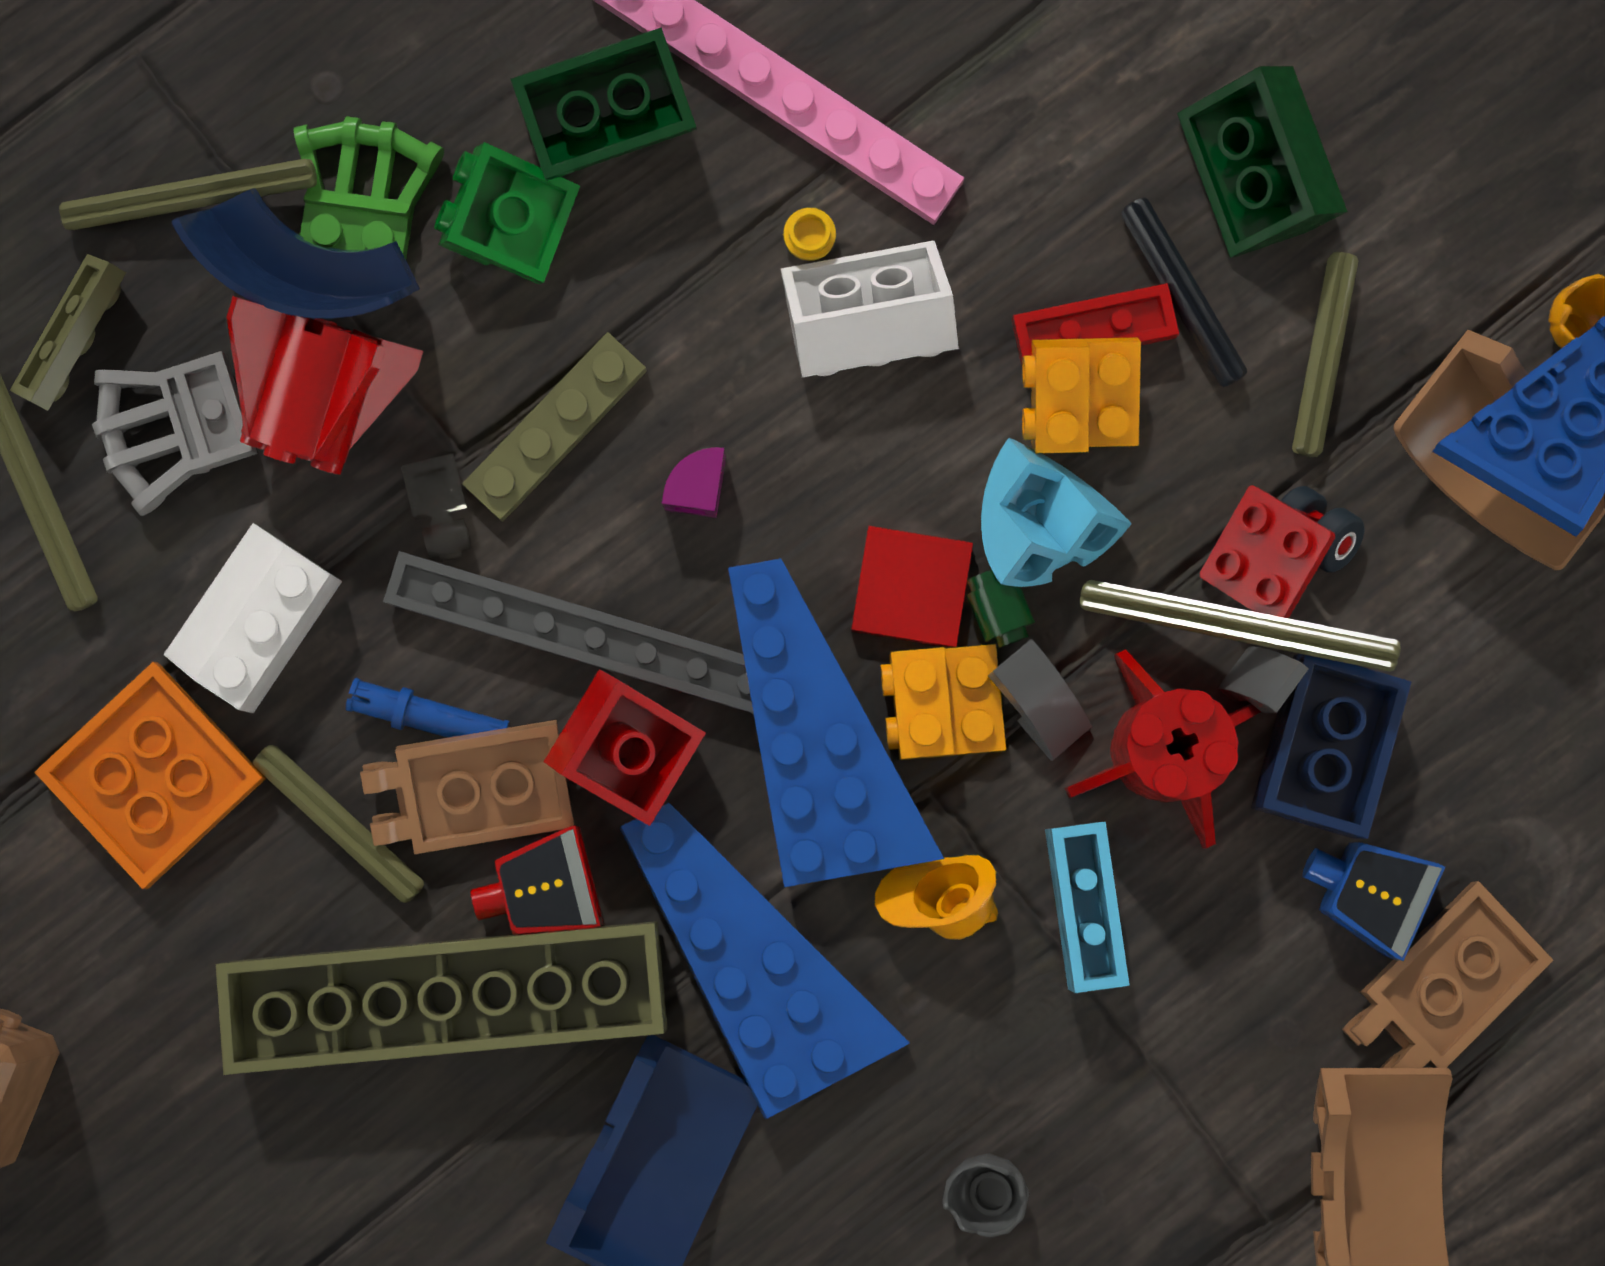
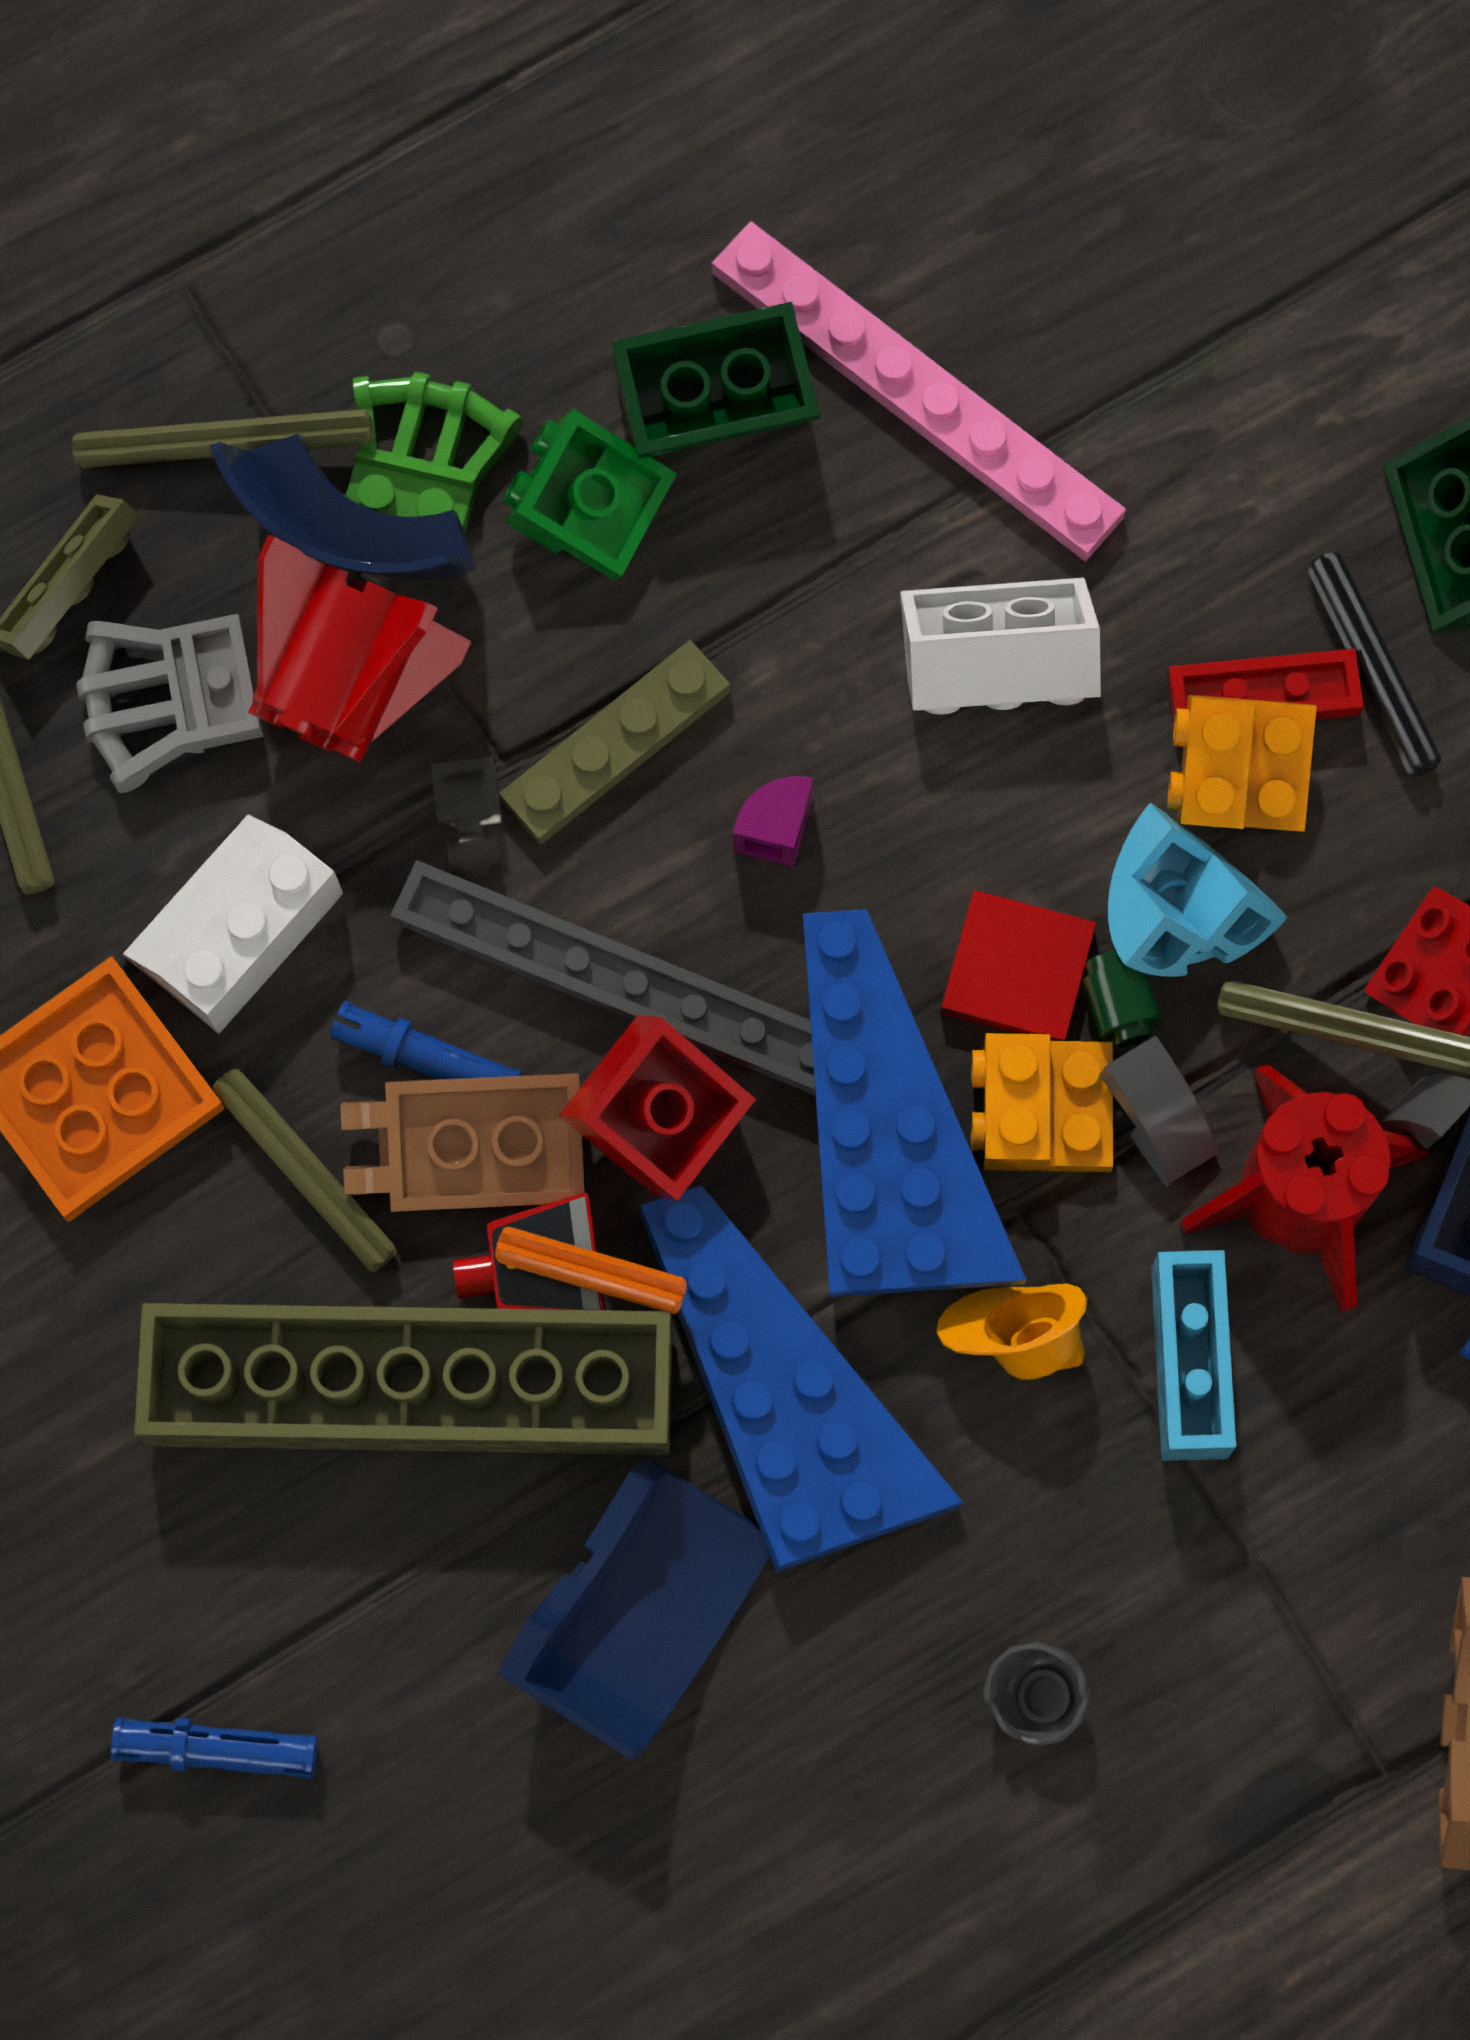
camera: 10 degrees right, 10 degrees down
(584, 894) = (591, 1270): none -> orange axle
(809, 234) = (938, 555): yellow plate -> none

